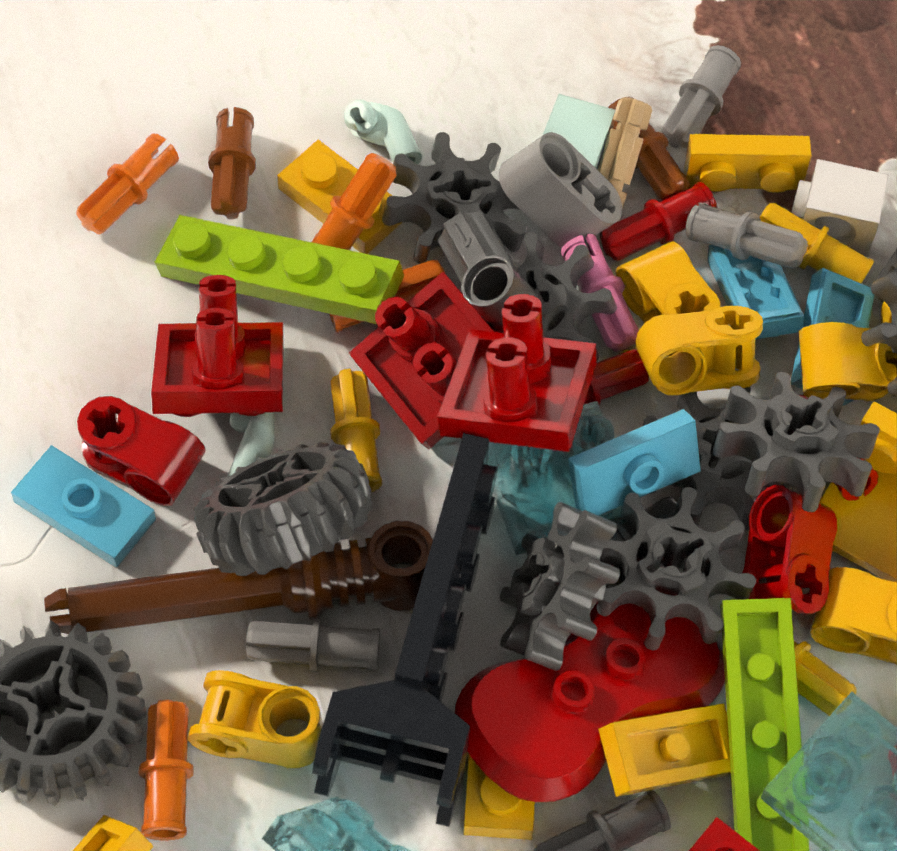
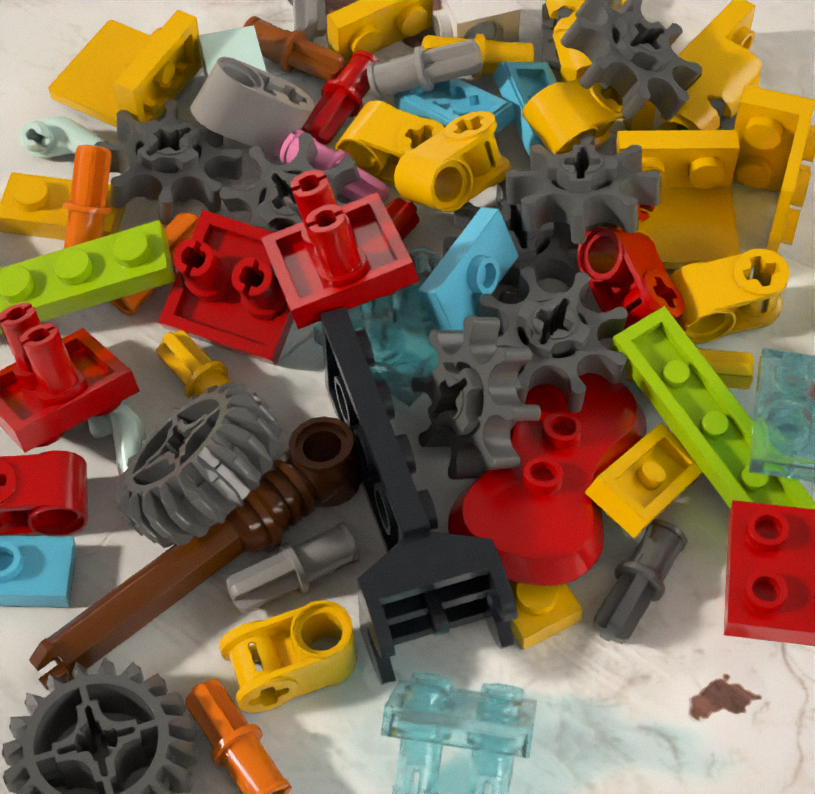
camera: 30 degrees left, 5 degrees down
(482, 94) = (131, 70): none -> yellow bracket
(482, 265) = (240, 188): dark grey piece -> none
(624, 143) = (275, 46): tan axle -> none

